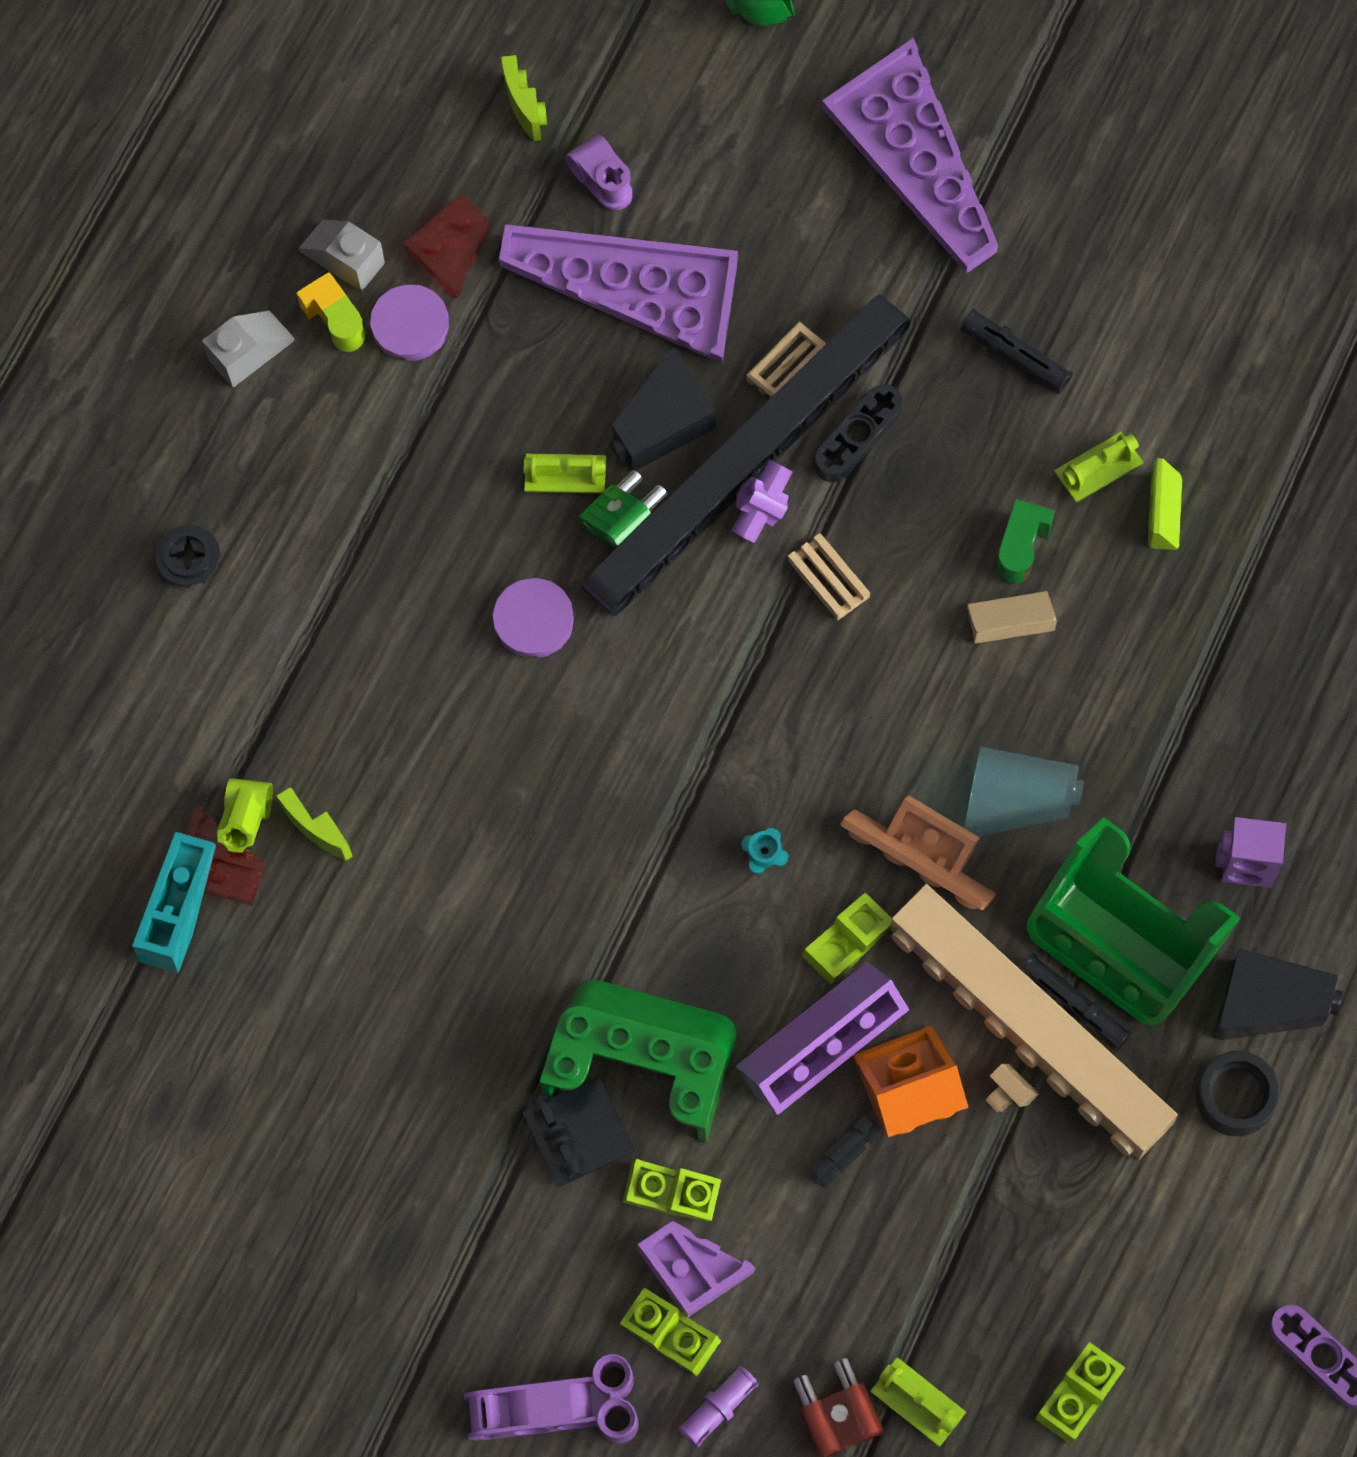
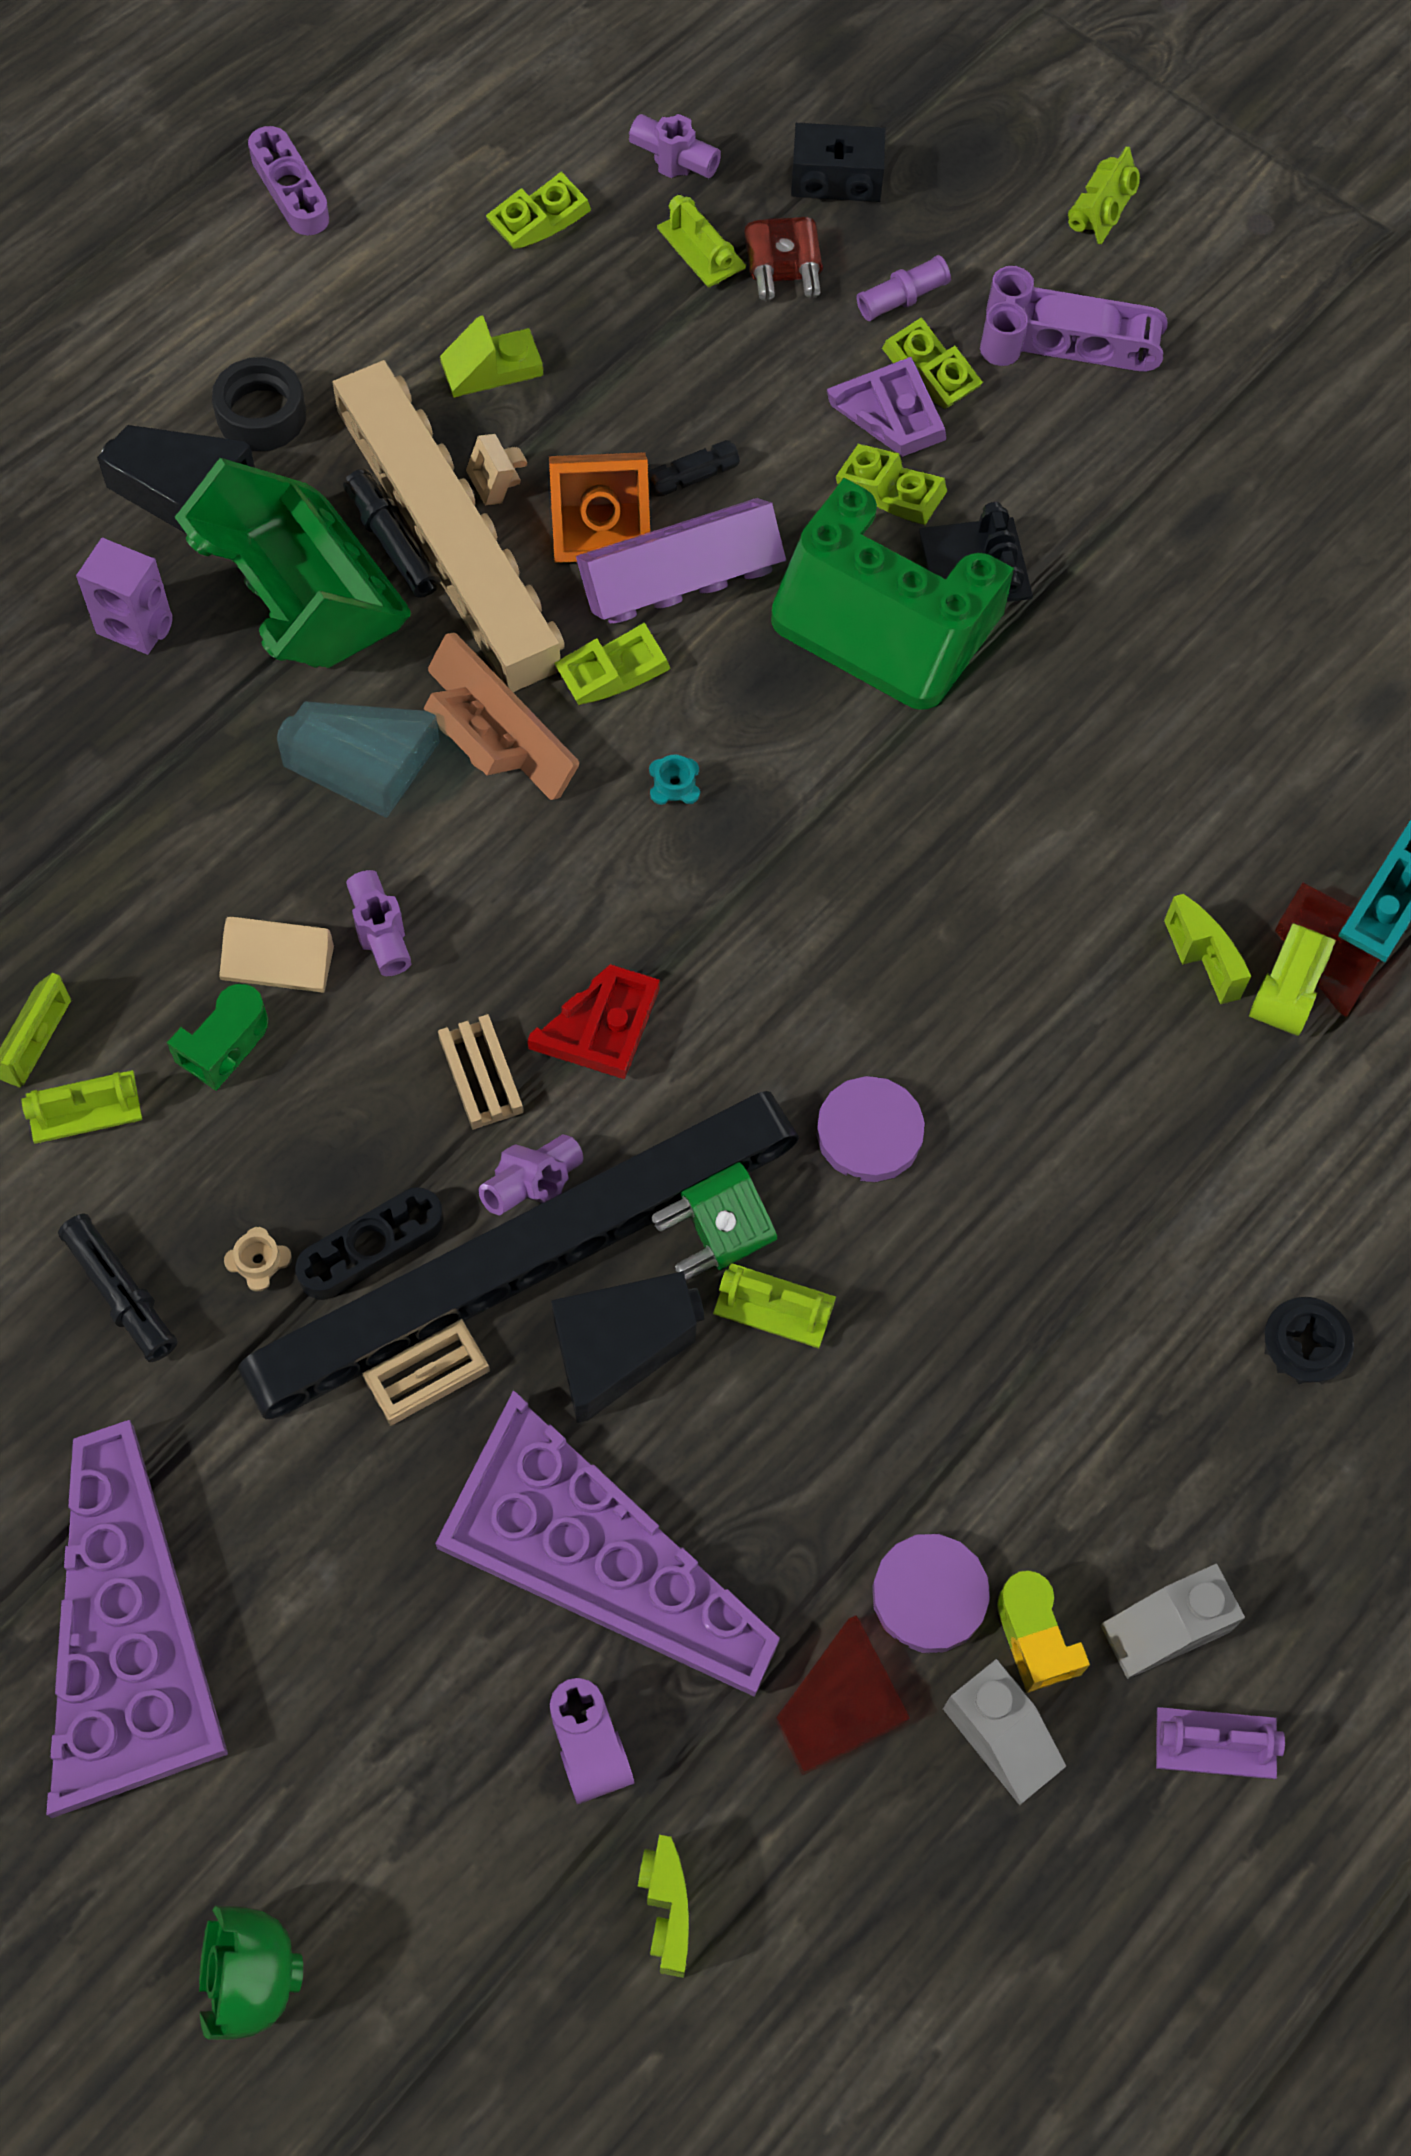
camera: 170 degrees left, 5 degrees down
(205, 286) = (1218, 1743): none -> medium lavender hinge
(753, 633) = (601, 1023): none -> red wing
(931, 389) = (254, 1243): none -> tan plate
(932, 644) = (382, 939): none -> medium lavender axle
(1059, 1211) = (486, 362): none -> lime slope

